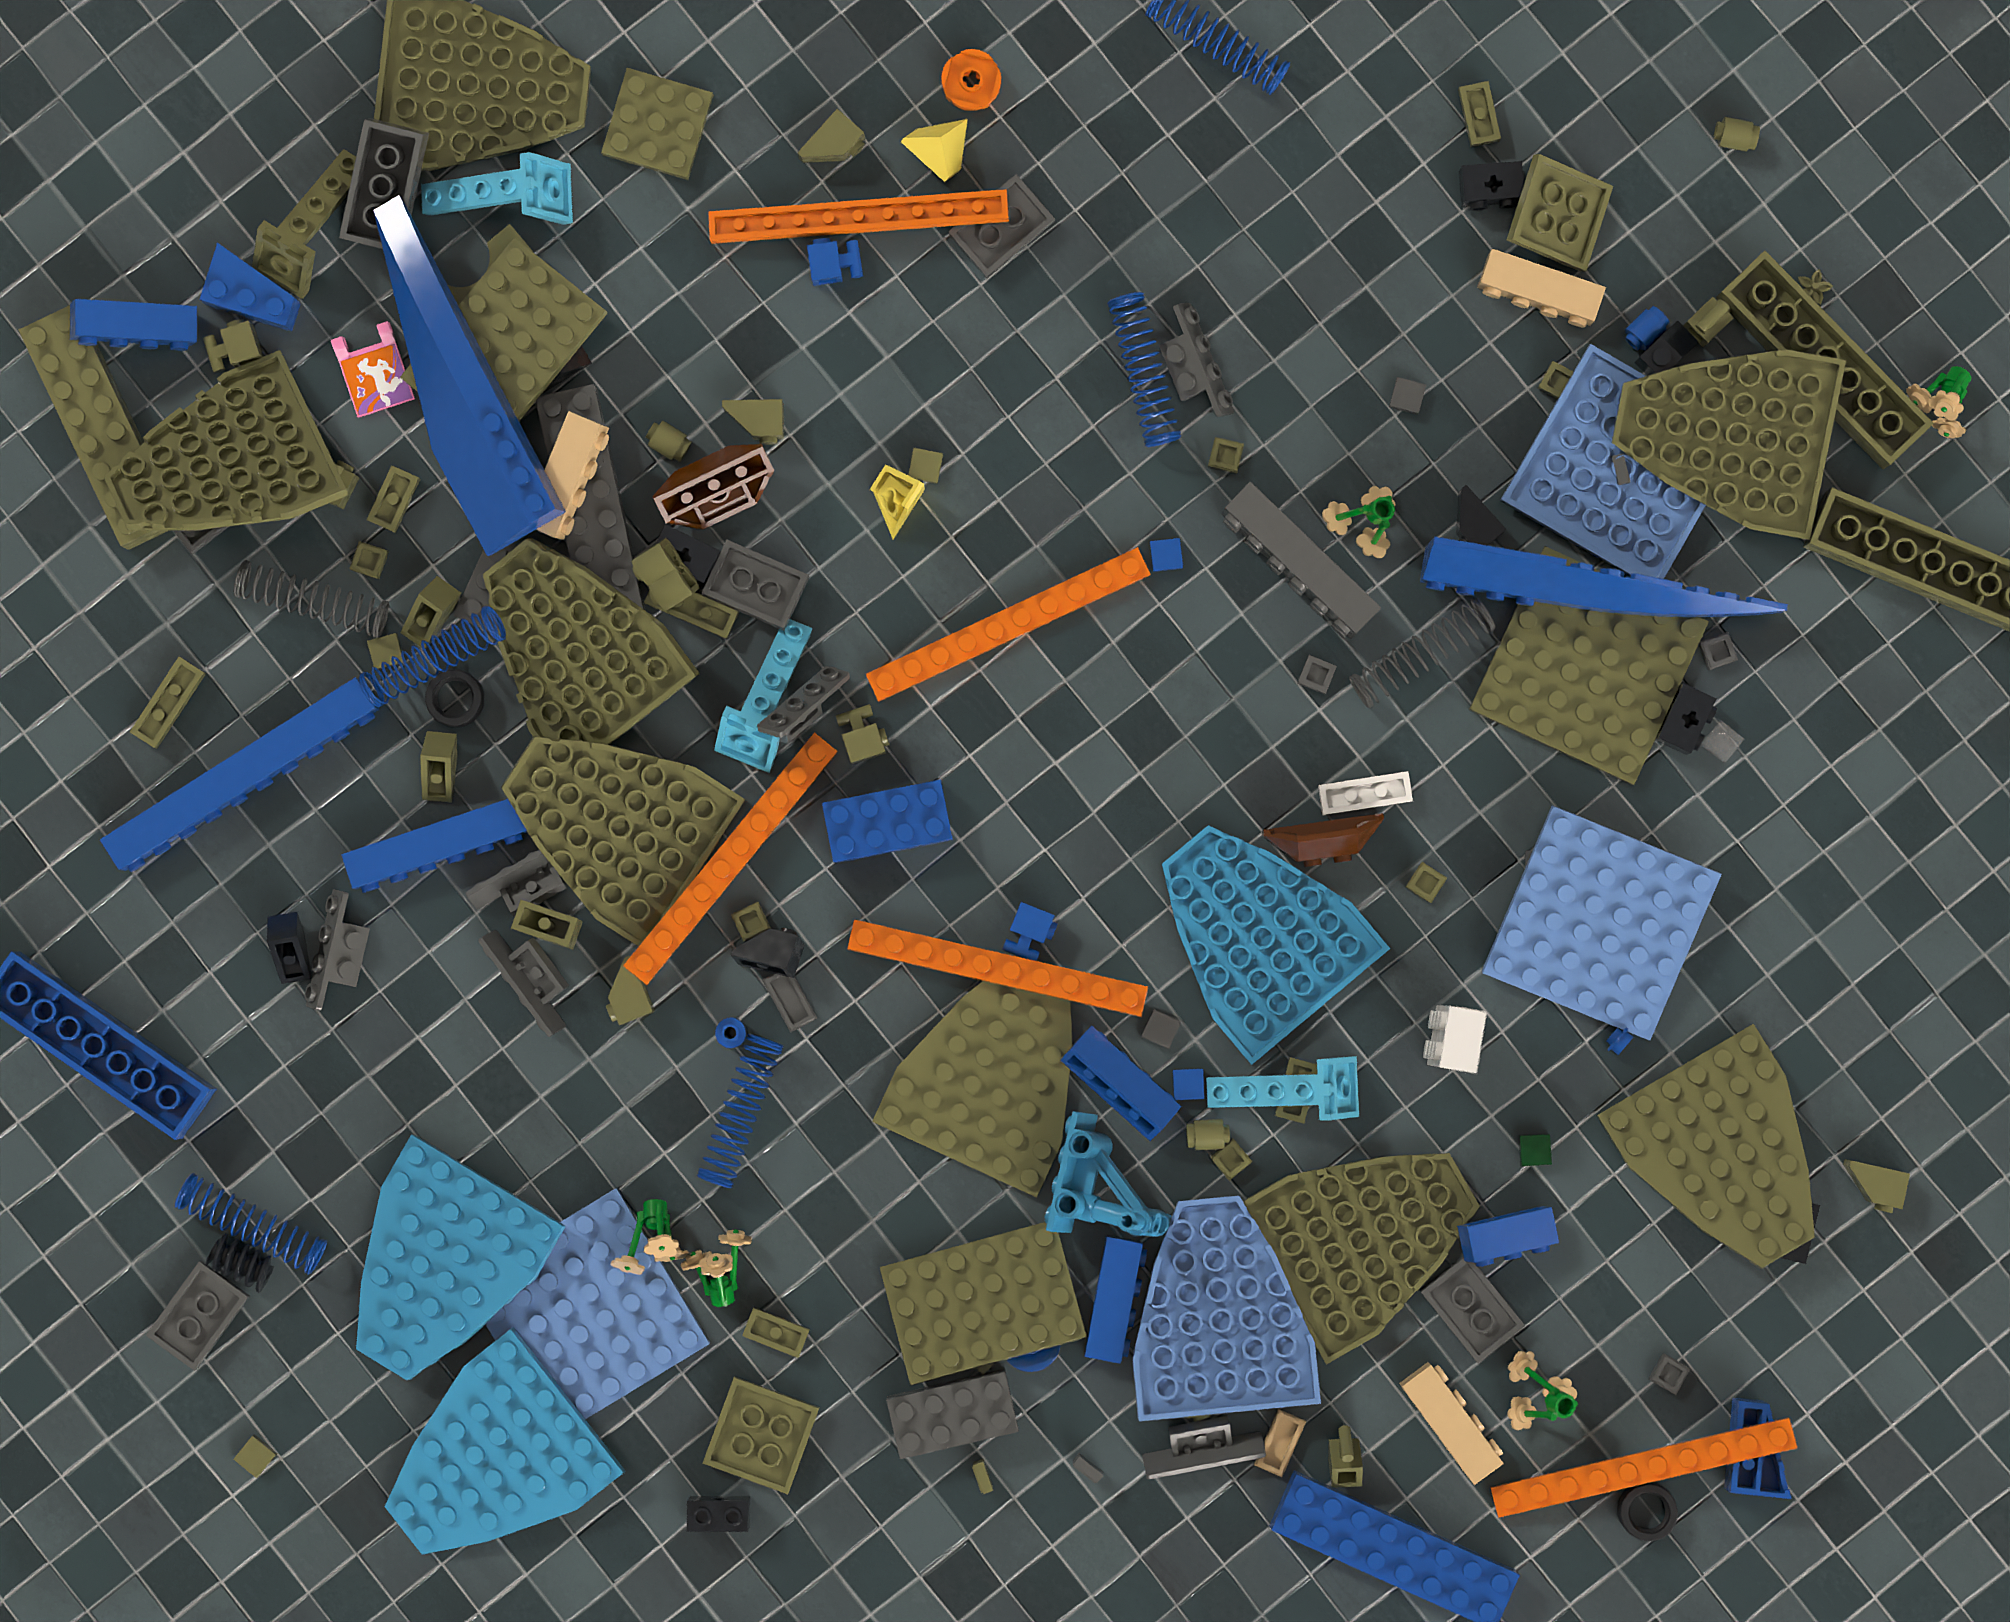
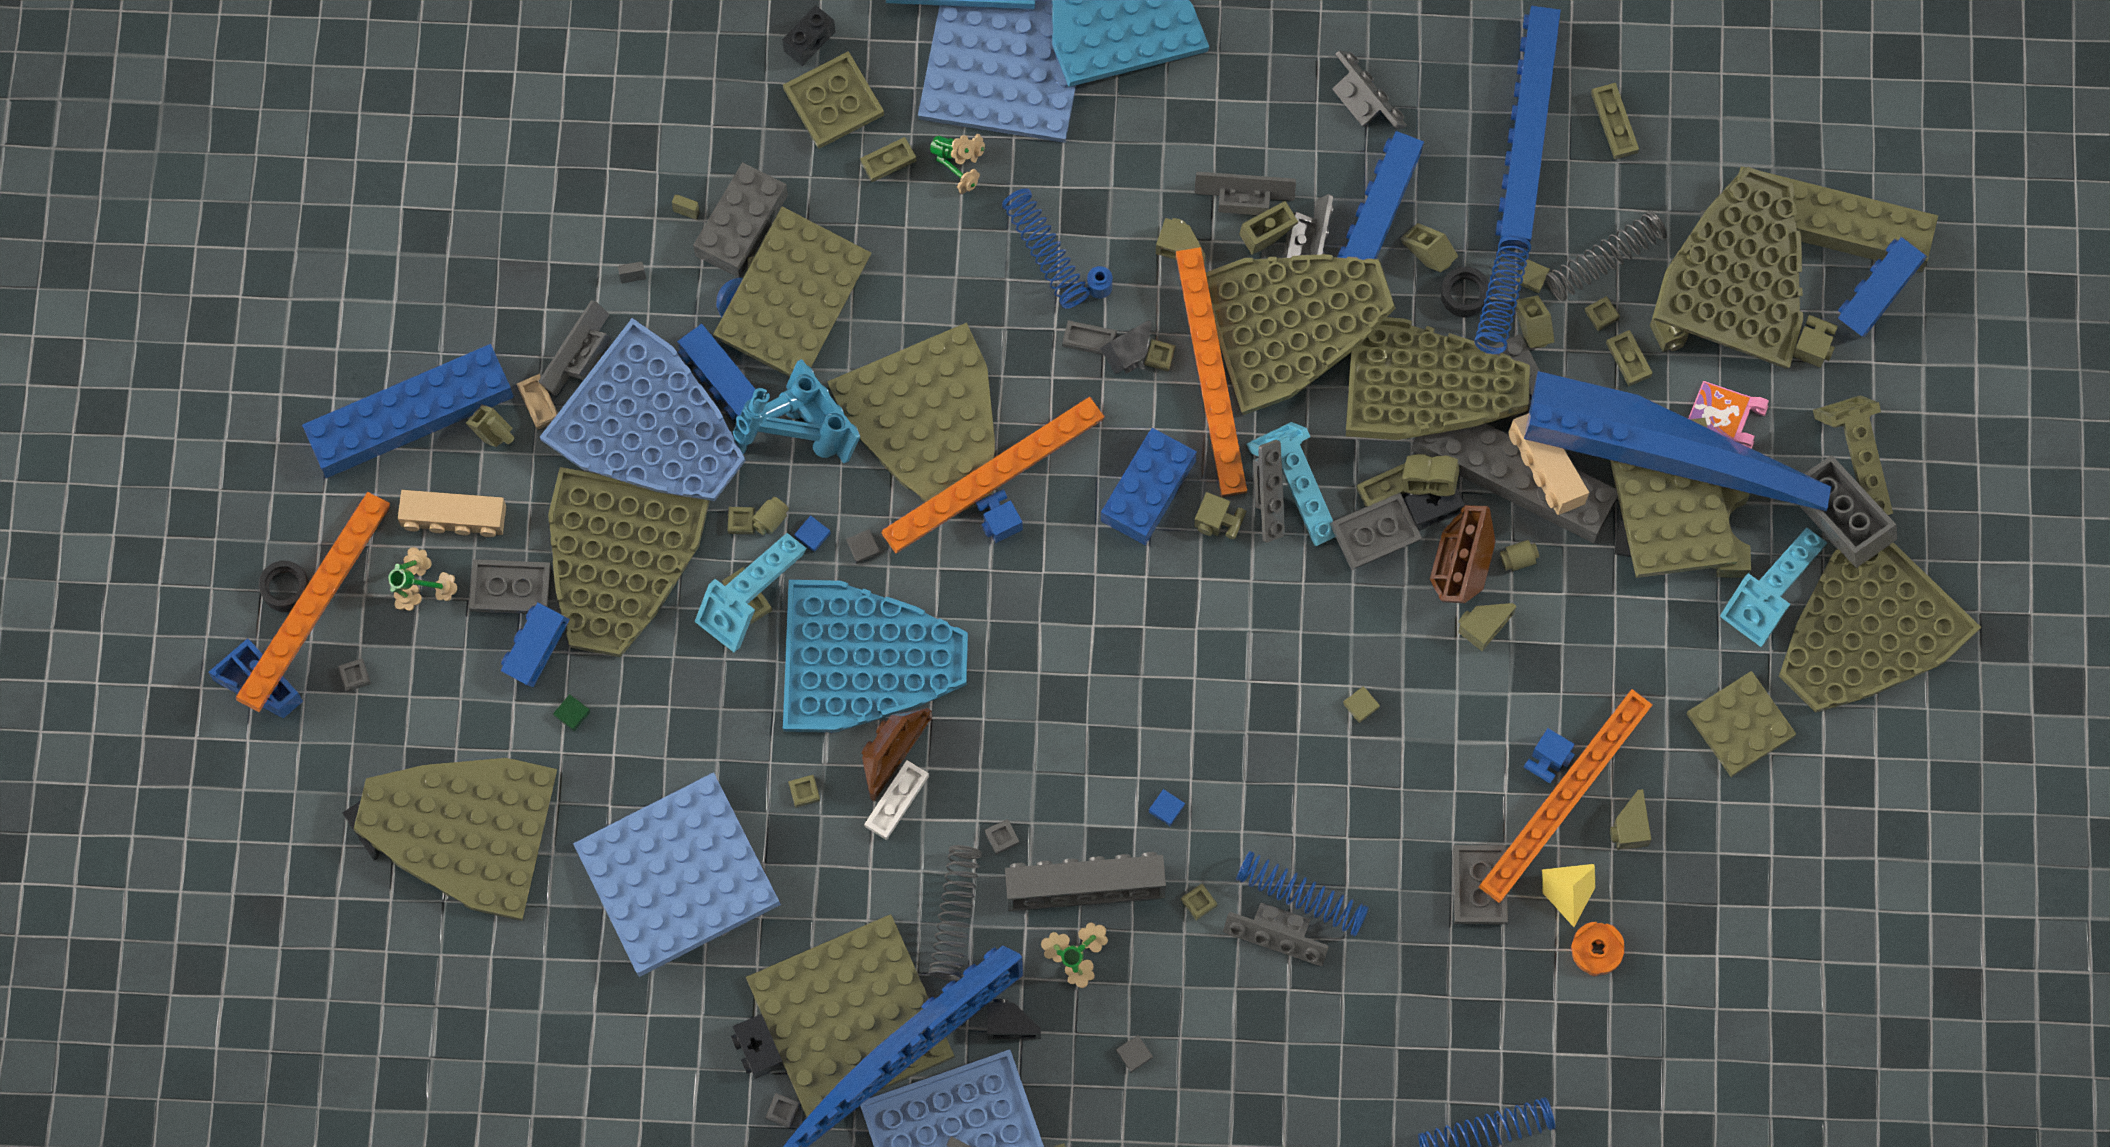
camera: 130 degrees right, 15 degrees down
(246, 292) = (1845, 376): blue wedge -> none
(288, 947) = (1393, 68): black slope -> none
(661, 1246) = (1026, 146): plant -> none
(896, 496) = (1357, 670): light yellow slope -> none
(1008, 624) = (1209, 670): orange plate -> none
(1121, 1083) = (851, 489): blue brick -> none
(1455, 1038) = (688, 706): white brick -> none
(1619, 1040) = (591, 823): blue plate -> none
(1722, 741) = (721, 1059): clear plate -> none
(1879, 1185) = (348, 908): olive slope -> none

